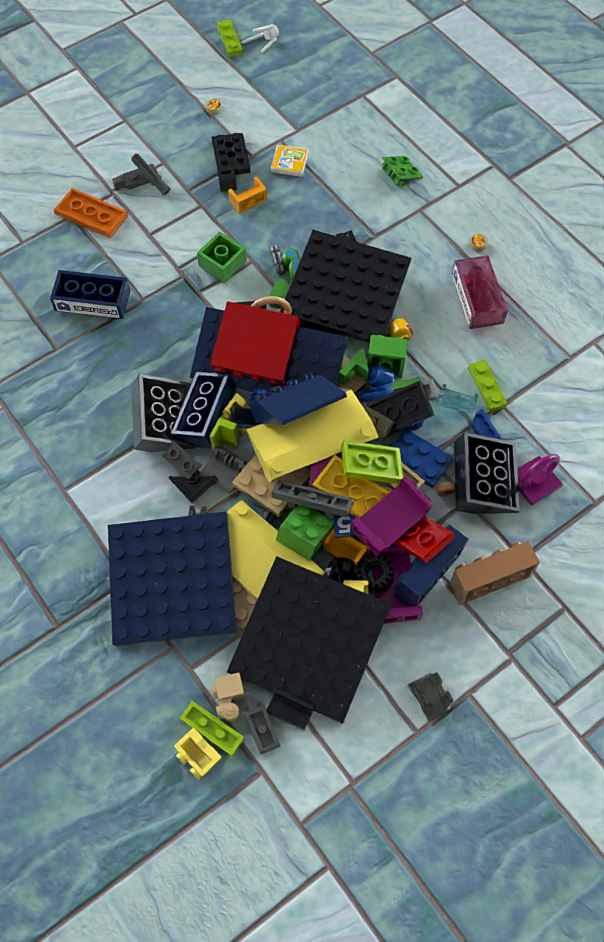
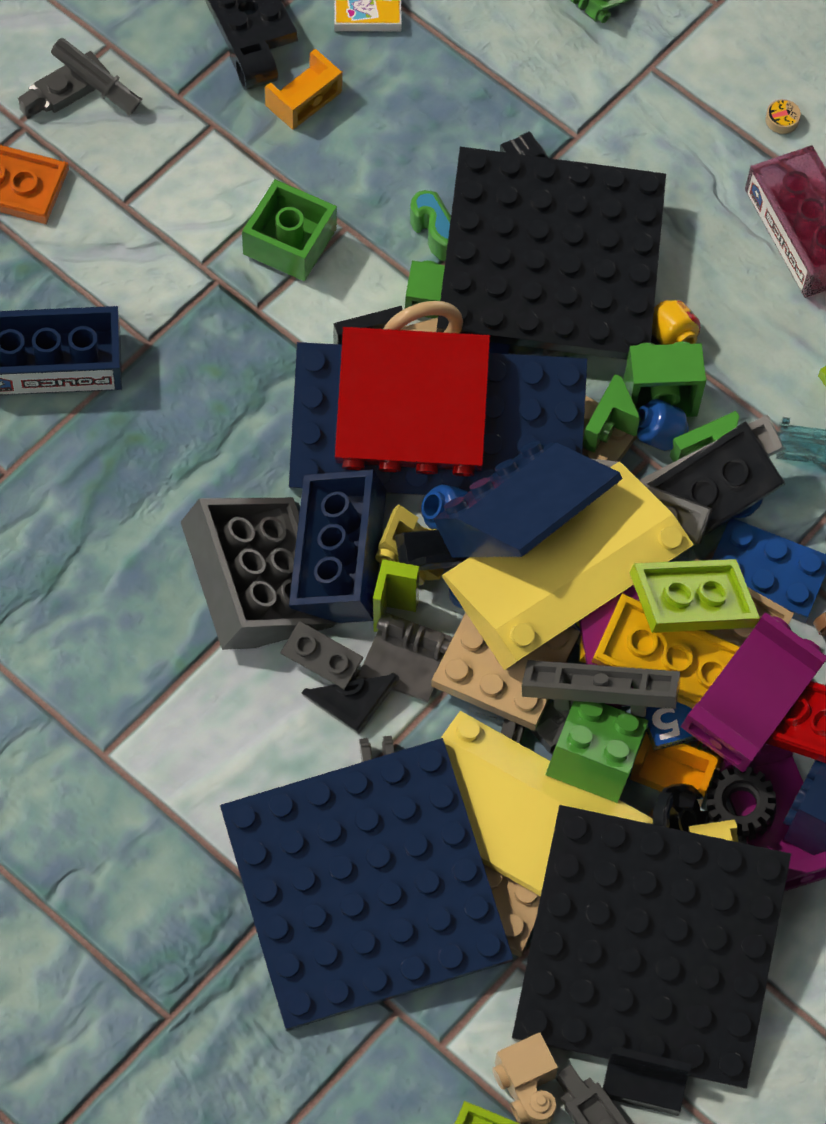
camera: 15 degrees left, 0 degrees up
(277, 260) = (398, 217): dark grey axle -> none
(375, 393) = (659, 458): blue tile -> none

